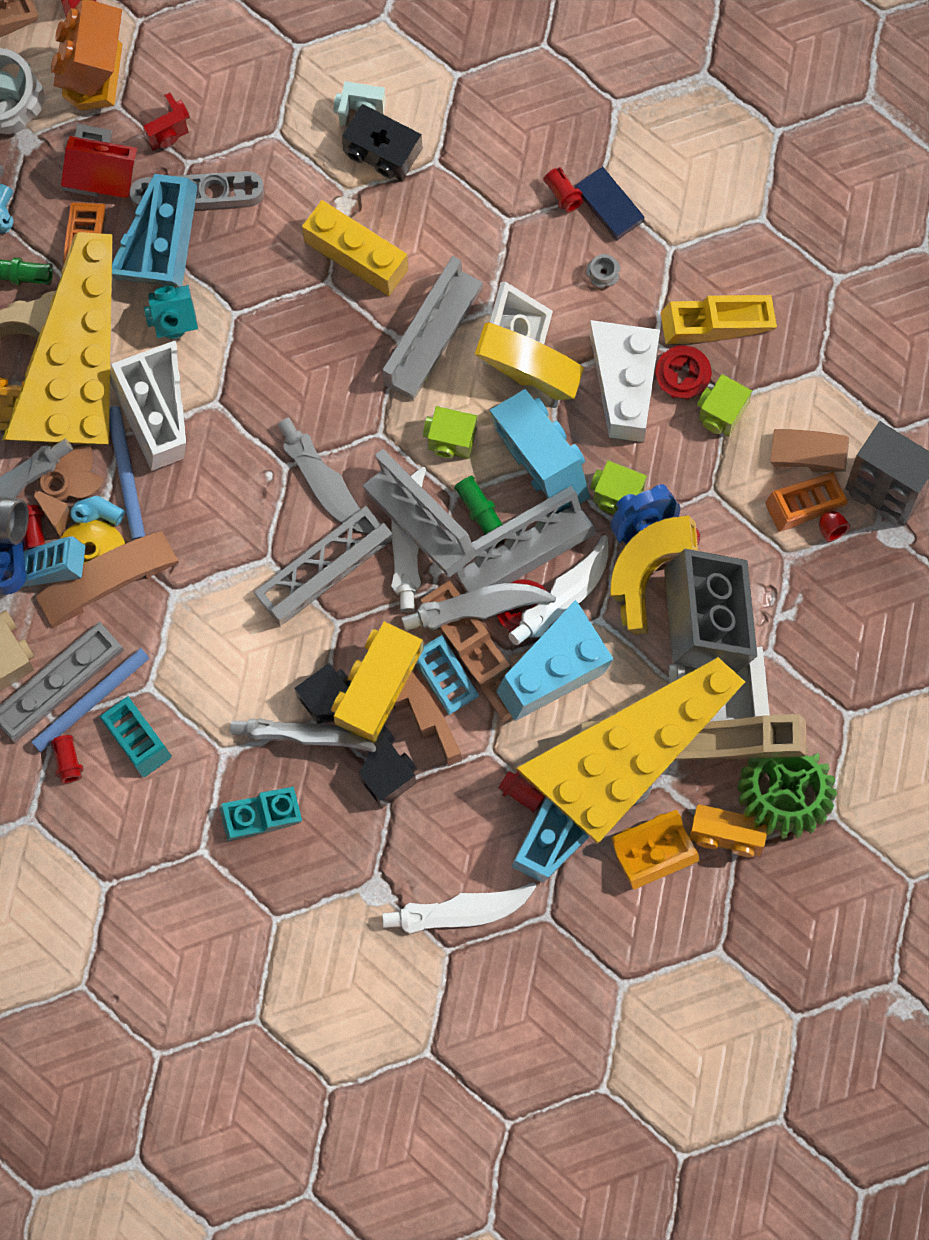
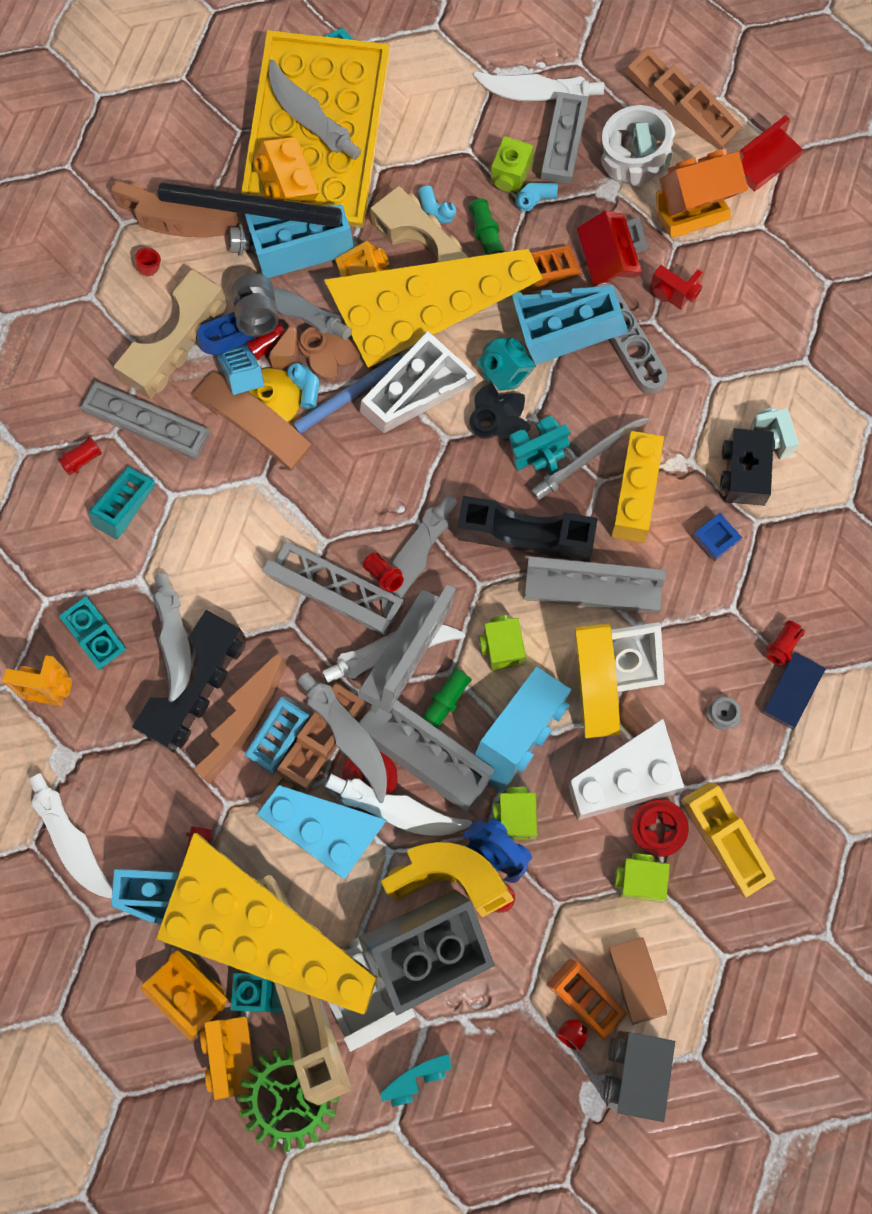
camera: 70 degrees right, 0 degrees up
(90, 700) = (140, 453): medium blue bar -> none
(217, 340) = (501, 411): none -> black plate
(268, 303) = (542, 450): none -> teal hips
(299, 876) = (44, 687): none -> light orange bracket
(312, 325) = (551, 482): none -> light grey sword
(329, 513) = (389, 577): none -> red pin
(369, 341) = (558, 536): none -> black arch
(377, 681) = (232, 675): yellow brick -> none
(435, 201) = (717, 536): none -> blue plate
(682, 784) = (254, 994): none -> teal slope
(816, 681) = (406, 1085): none -> teal slope

